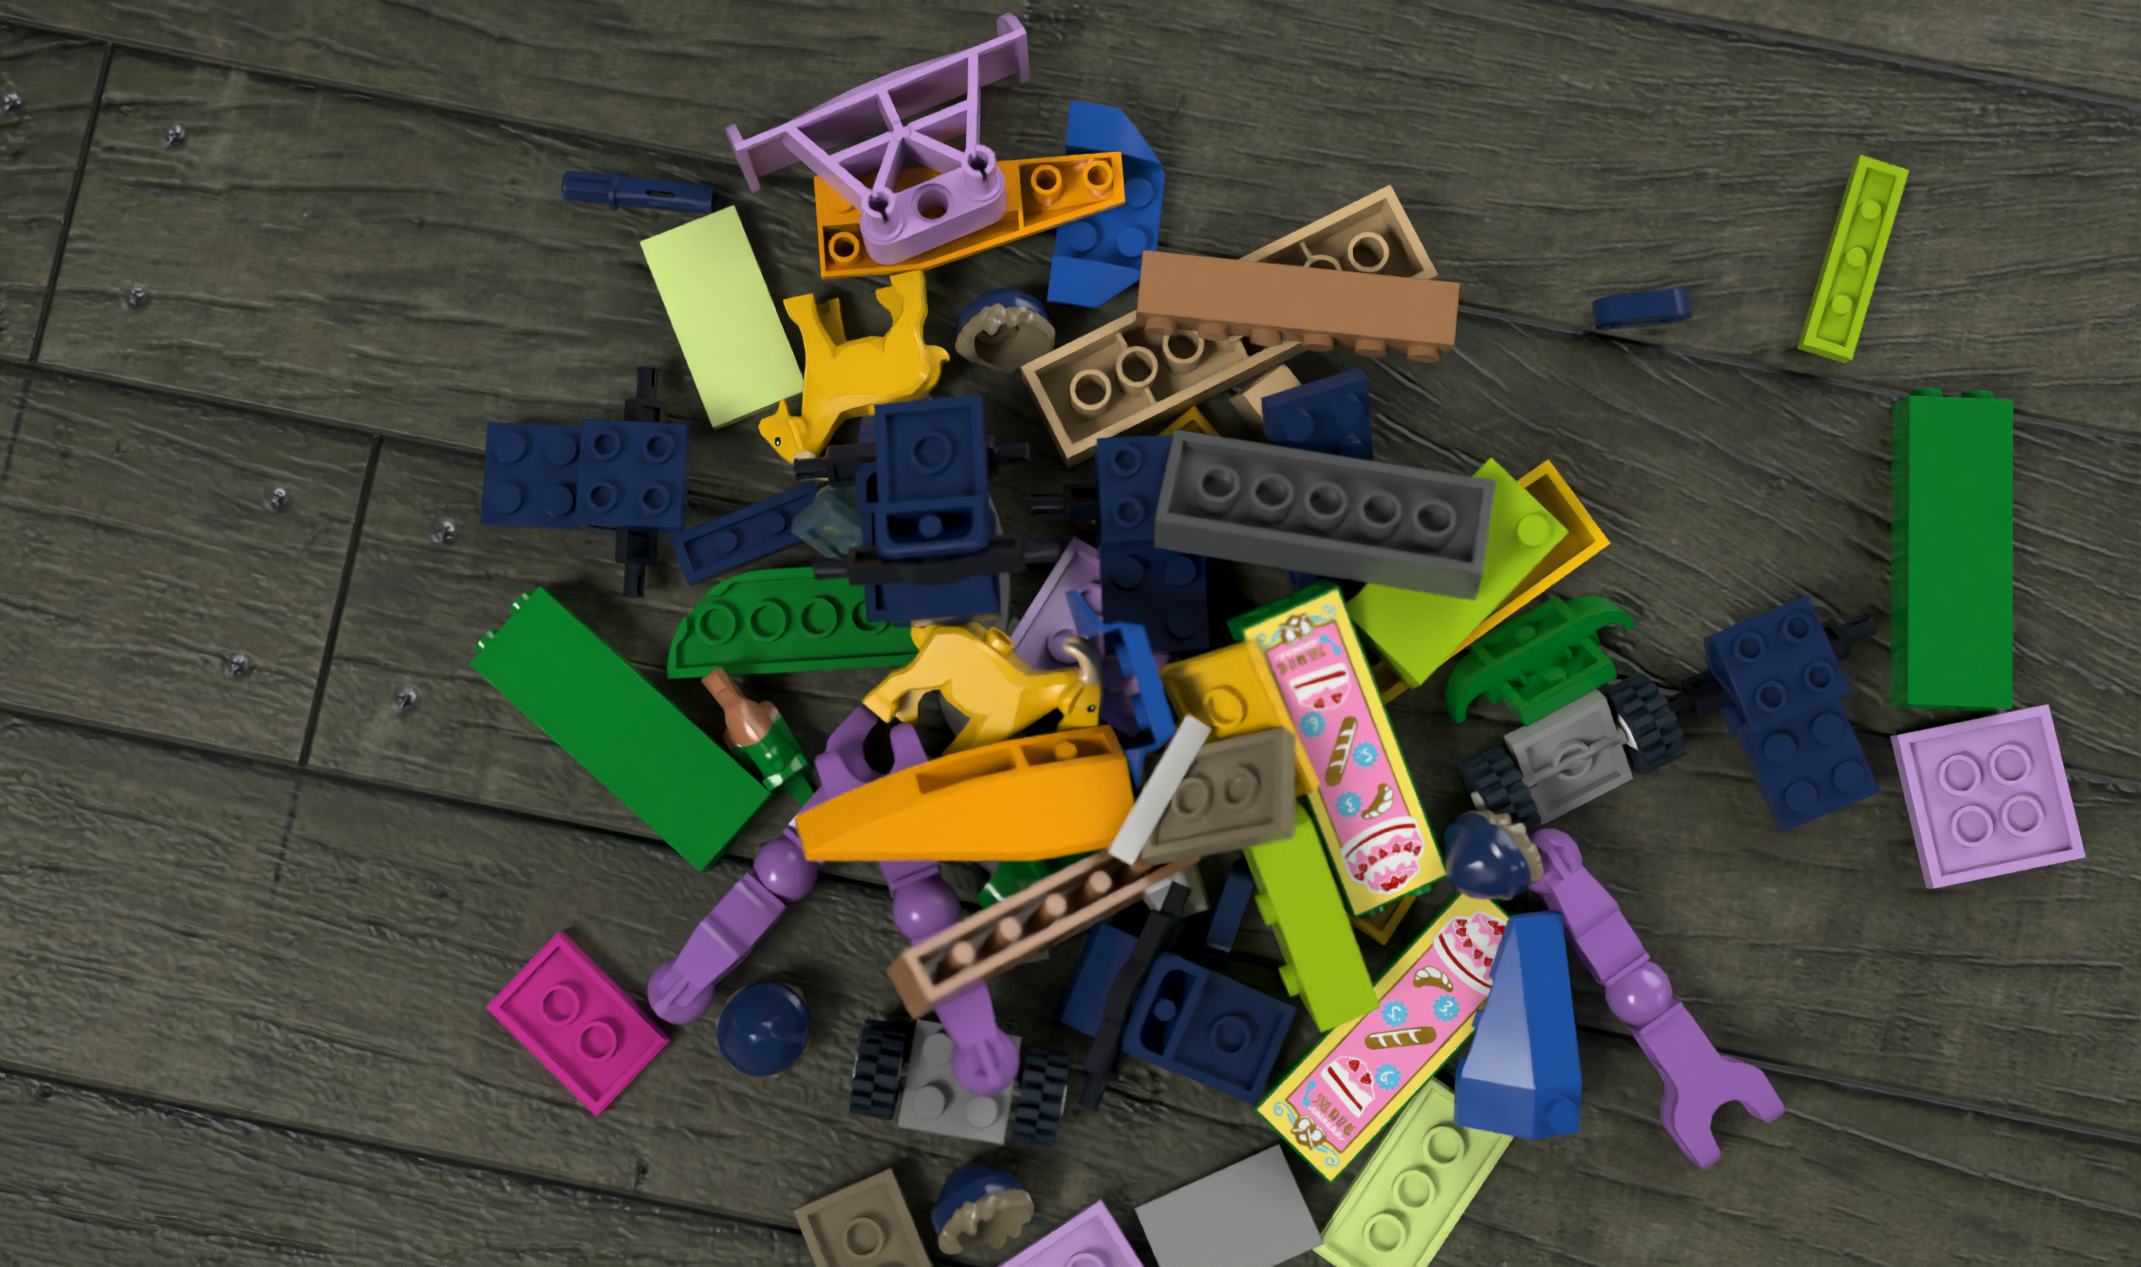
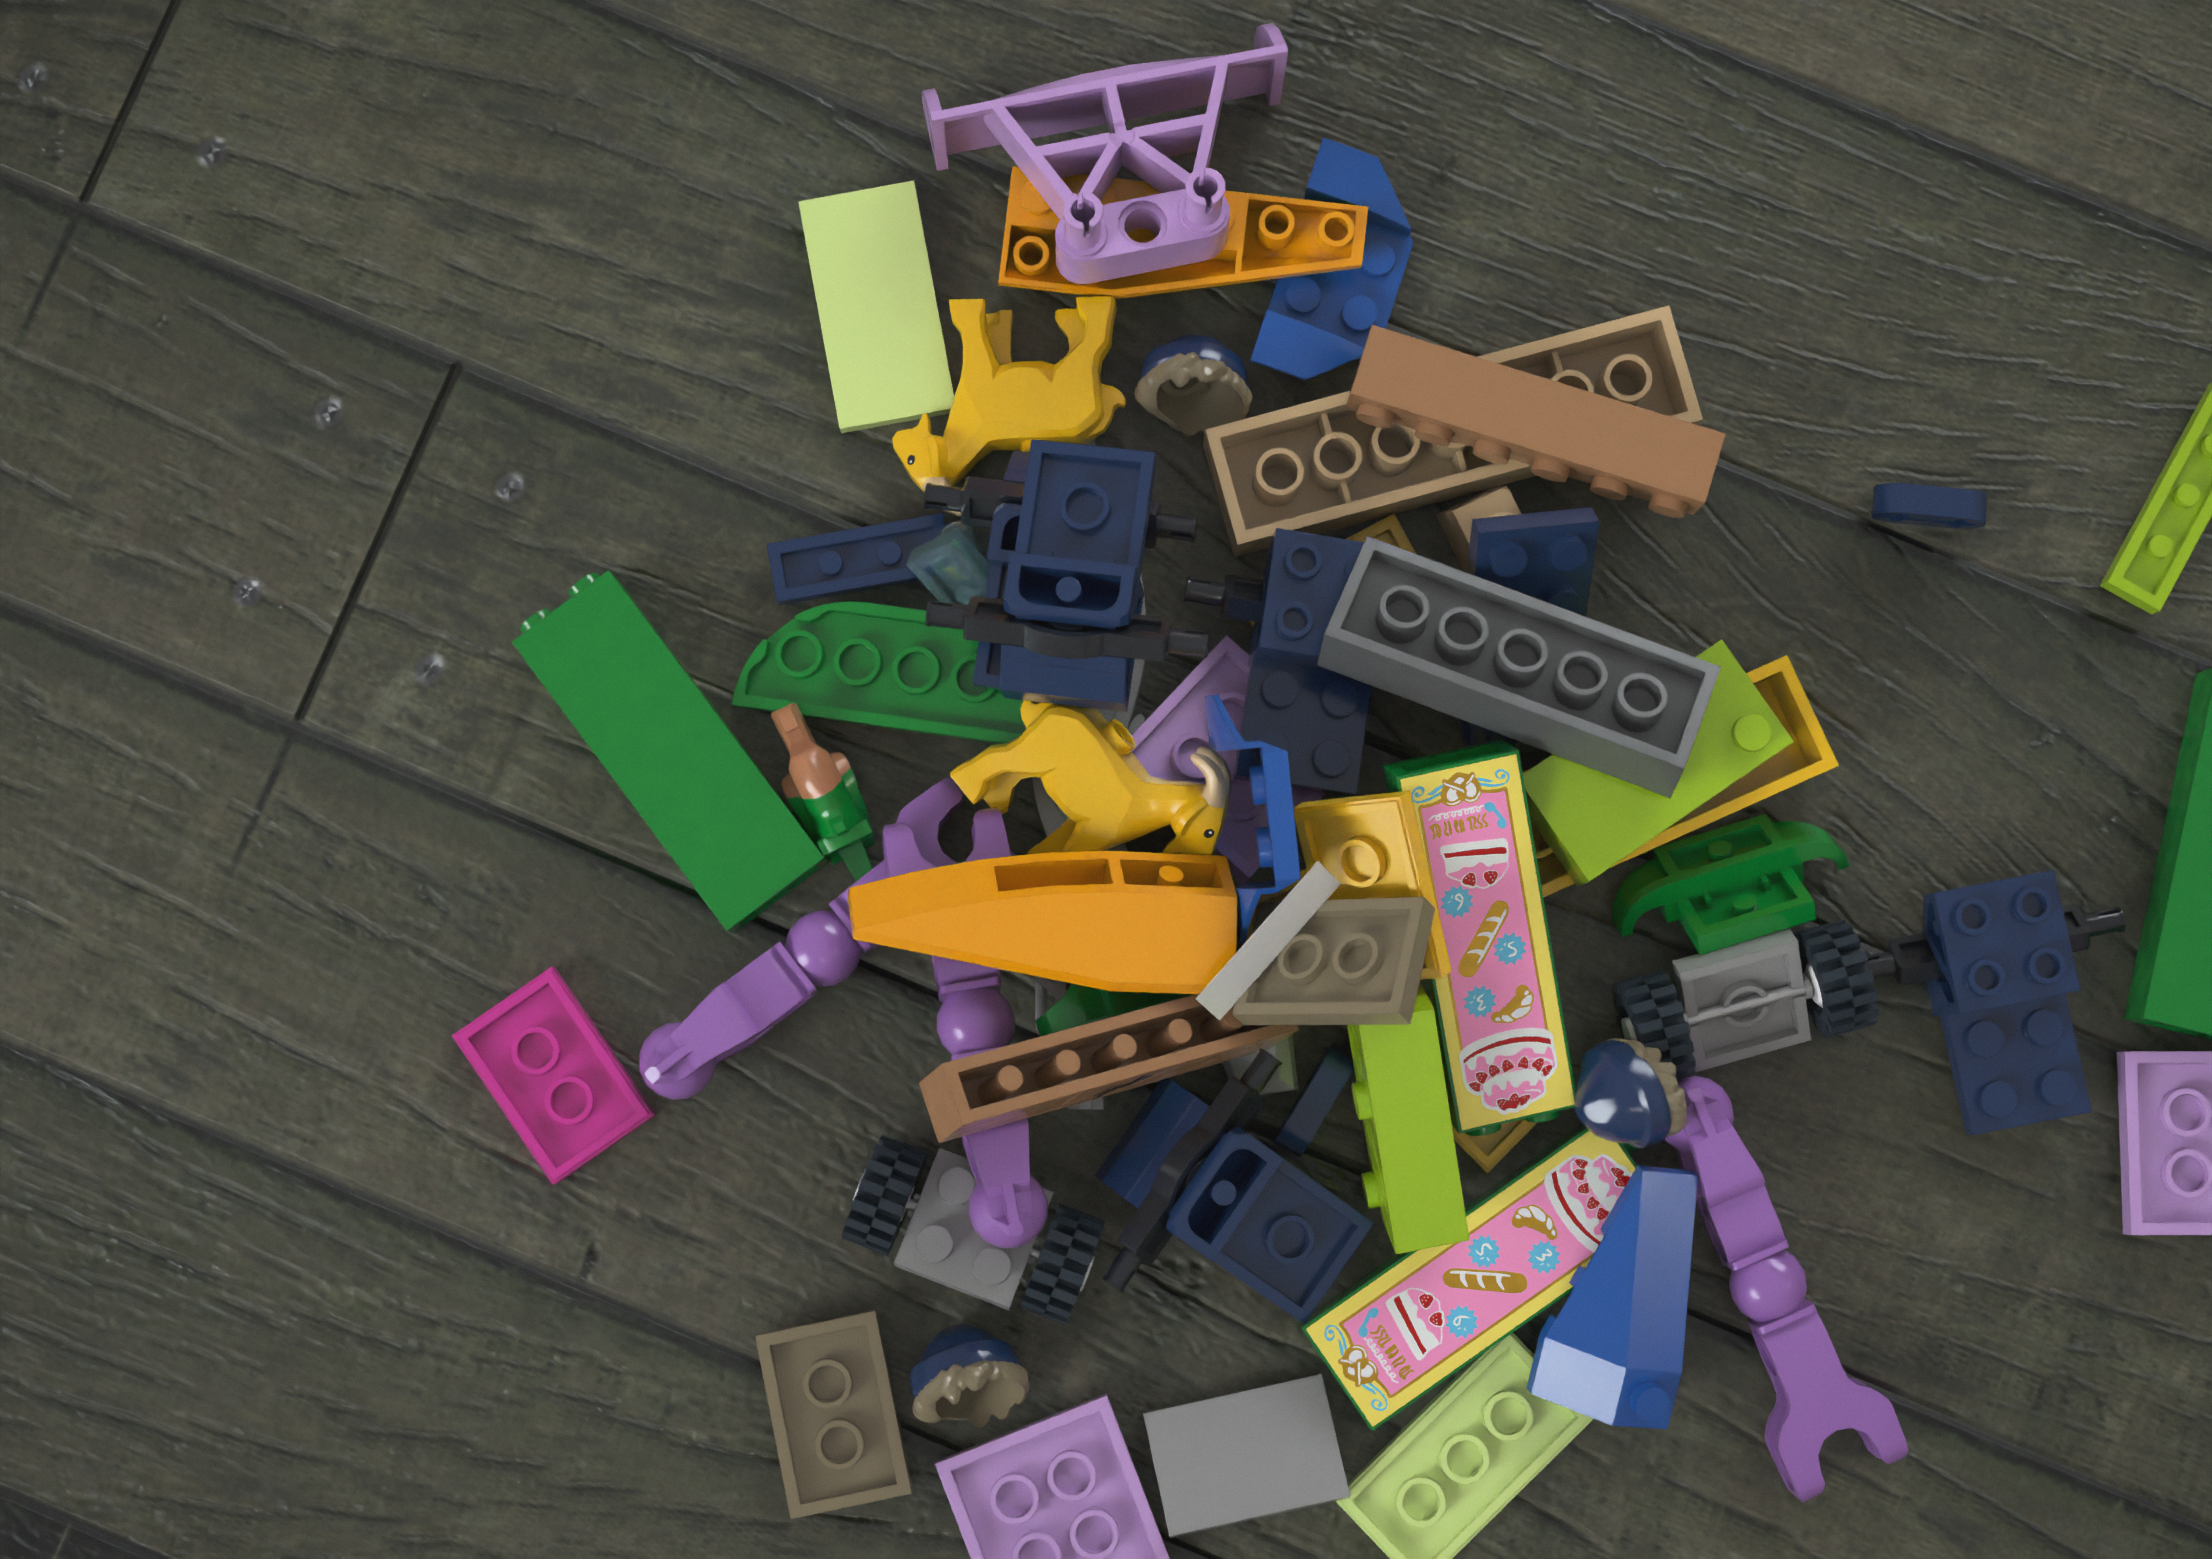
camera: 10 degrees right, 0 degrees up
(594, 478) = (695, 461): dark blue piece -> none
(636, 191) = (805, 144): dark blue axle -> none
(764, 1029) = (763, 1124): dark blue hair -> none

